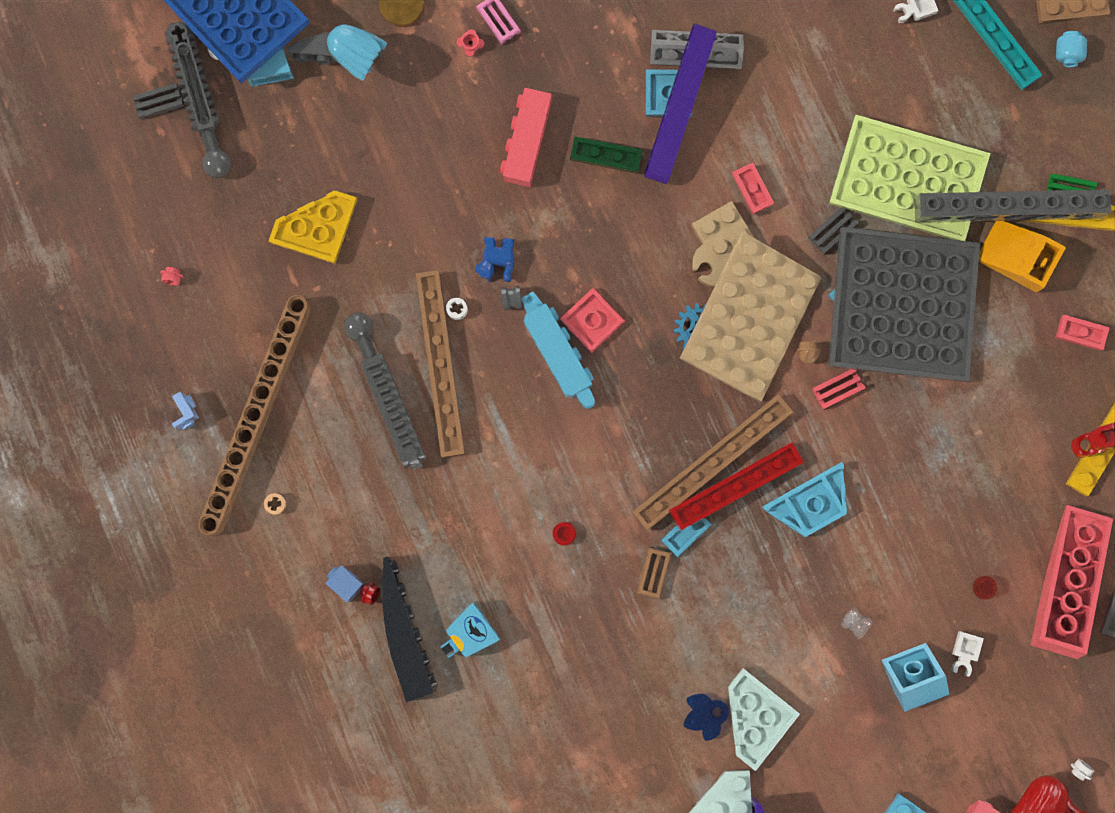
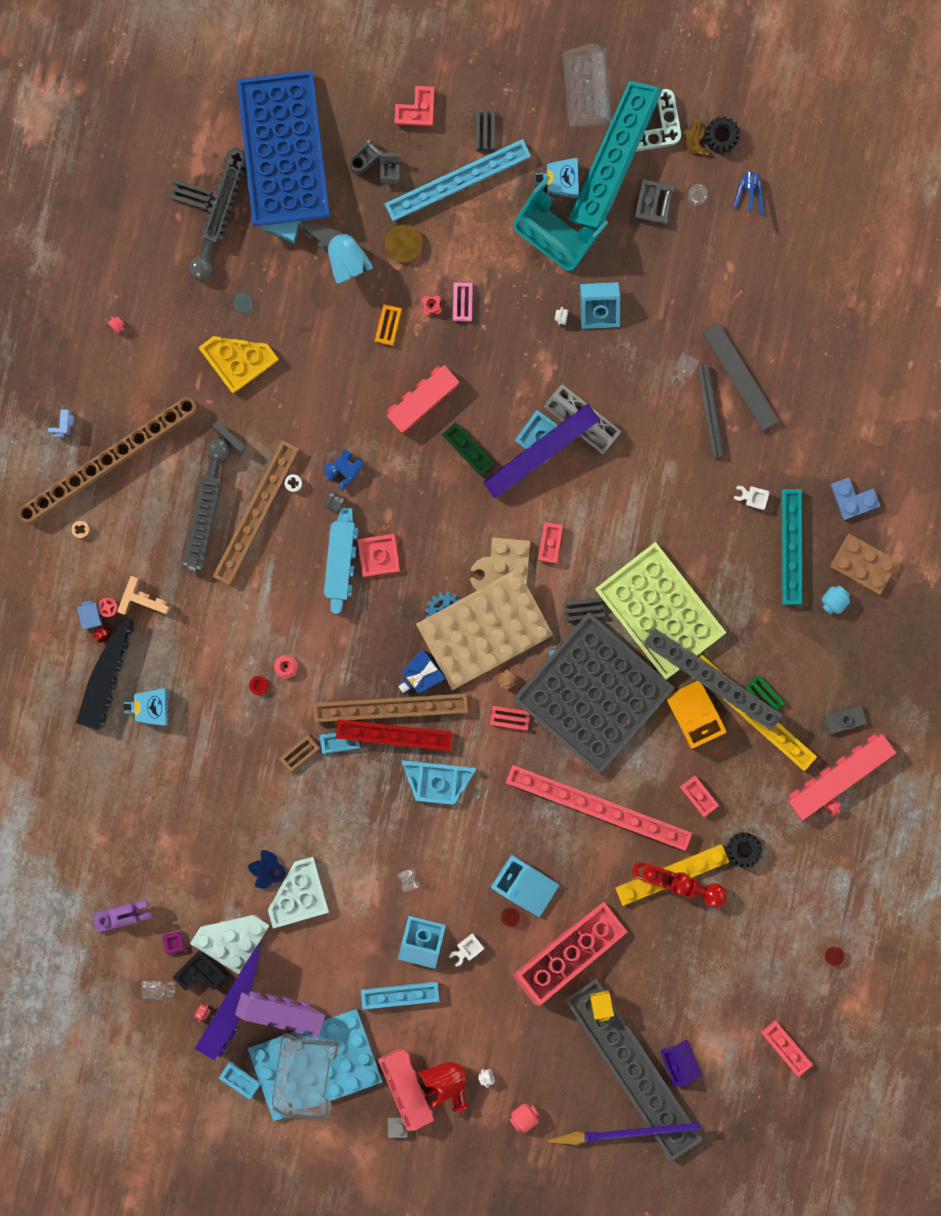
camera: 25 degrees right, 5 degrees up
(282, 169) = (243, 303): none -> clear light blue tile
(350, 306) = (224, 433): none -> dark grey tile
(354, 559) = (105, 608): none -> coral wheel
(384, 529) = (141, 598): none -> light nougat bracket
(448, 109) = (384, 340): none -> light orange tile
(578, 503) = (288, 660): none -> coral plate
(719, 406) = (420, 674): none -> blue torso
(933, 747) = (400, 995): none -> medium azure plate
(976, 544) = (524, 885): none -> medium azure slope
(992, 414) = (599, 807): none -> coral plate

